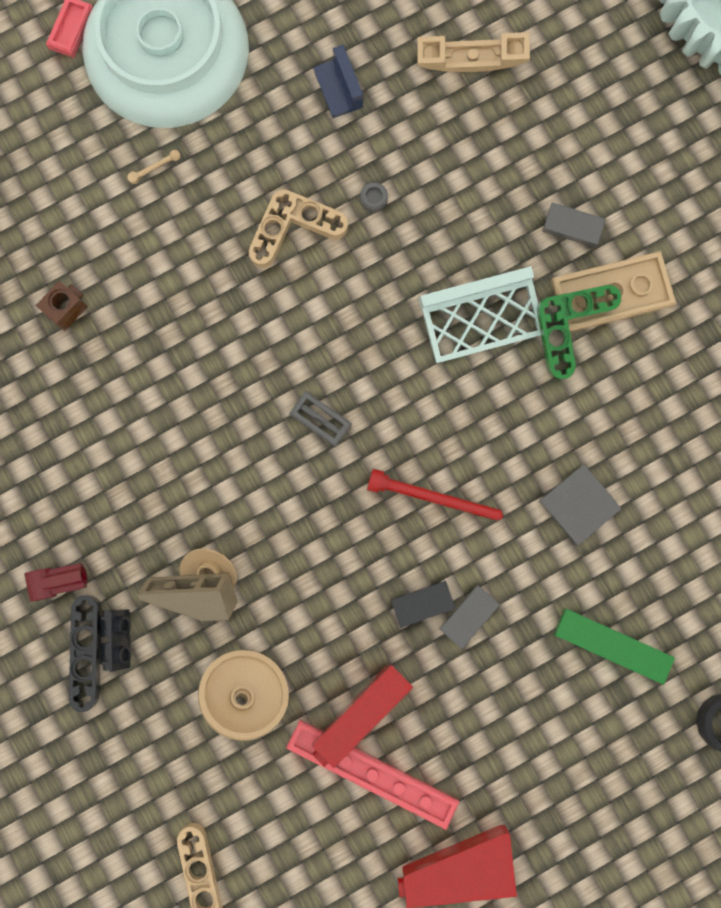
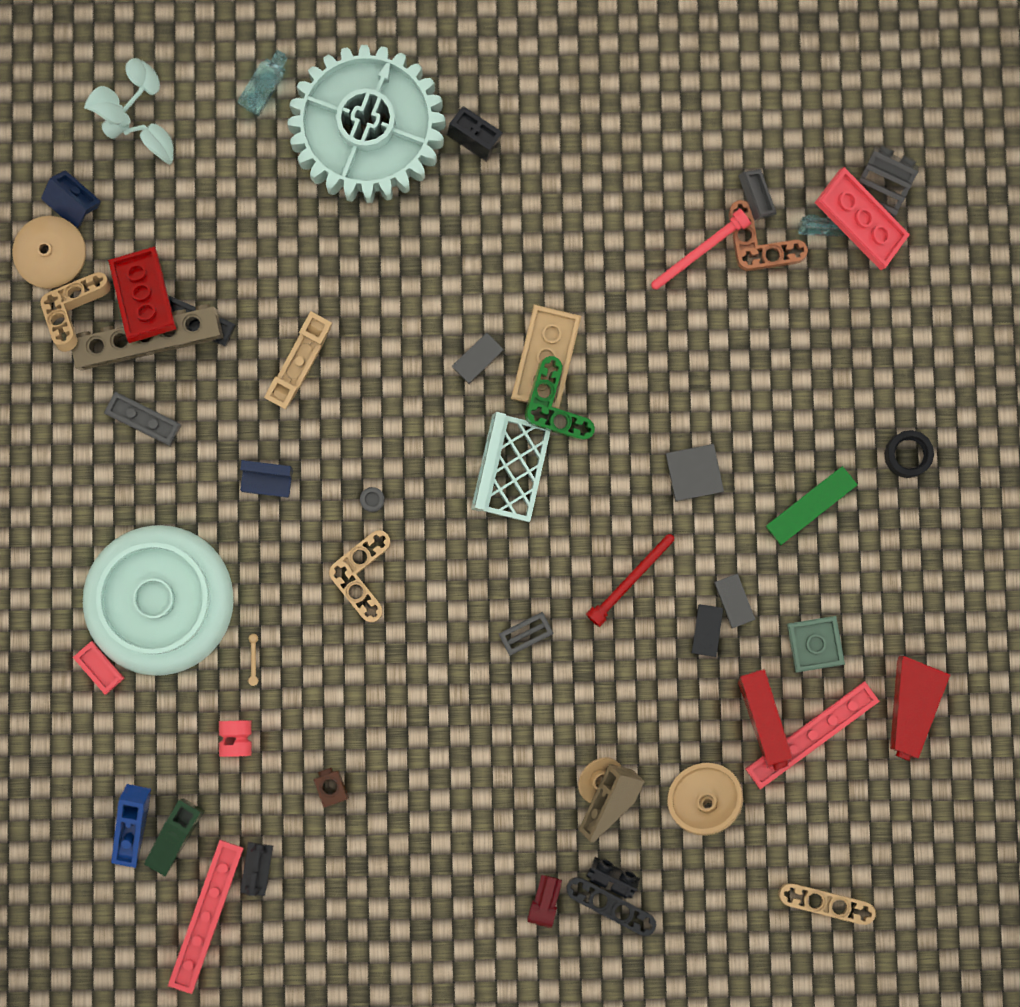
camera: 70 degrees left, 0 degrees up
(63, 185) = (229, 746): none -> coral wheel
(470, 727) = (815, 644): none -> sand green tile

